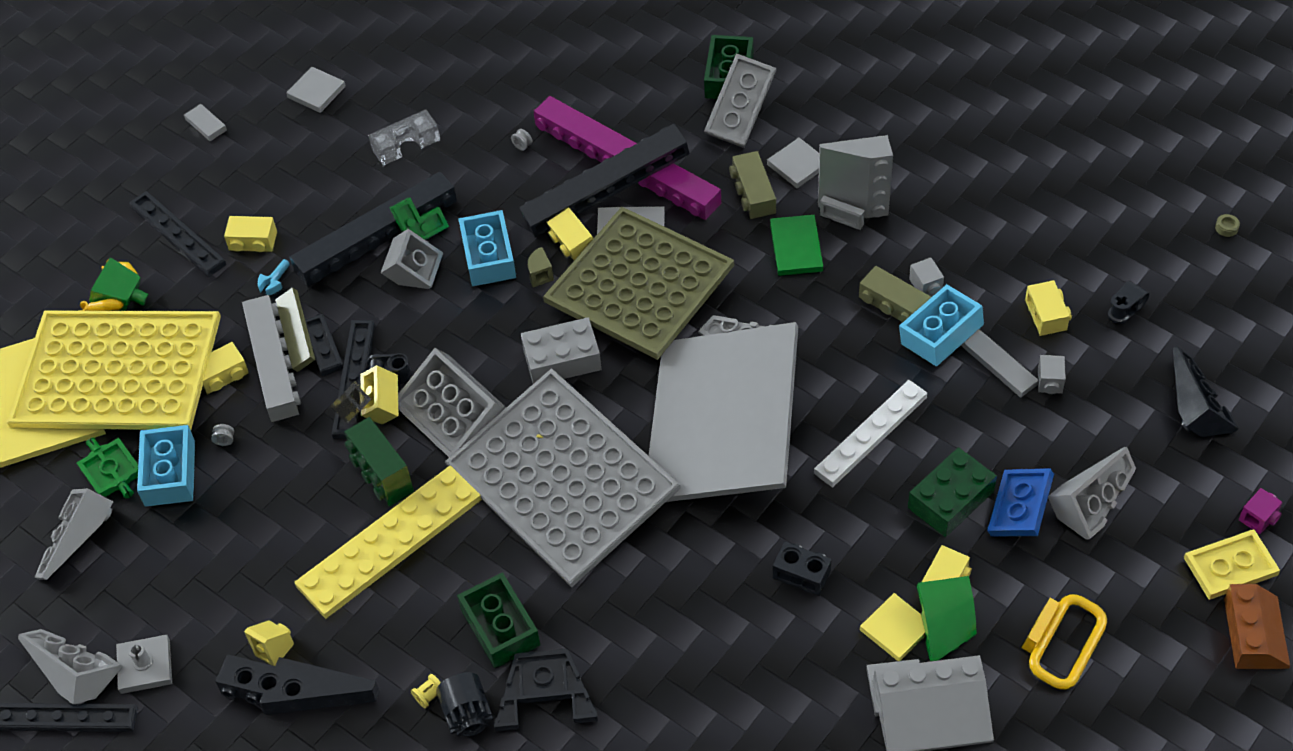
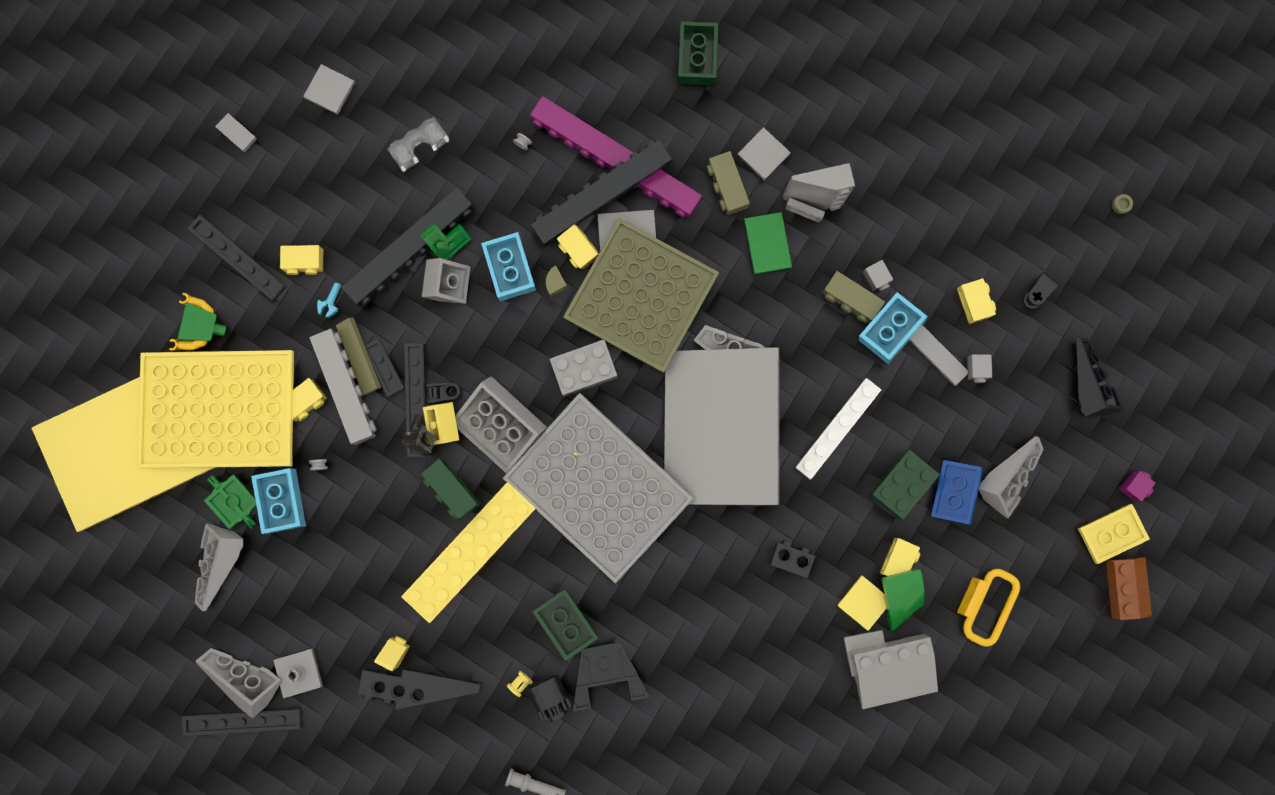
camera: 10 degrees left, 30 degrees up
(740, 100) = (711, 95): light grey tile -> none

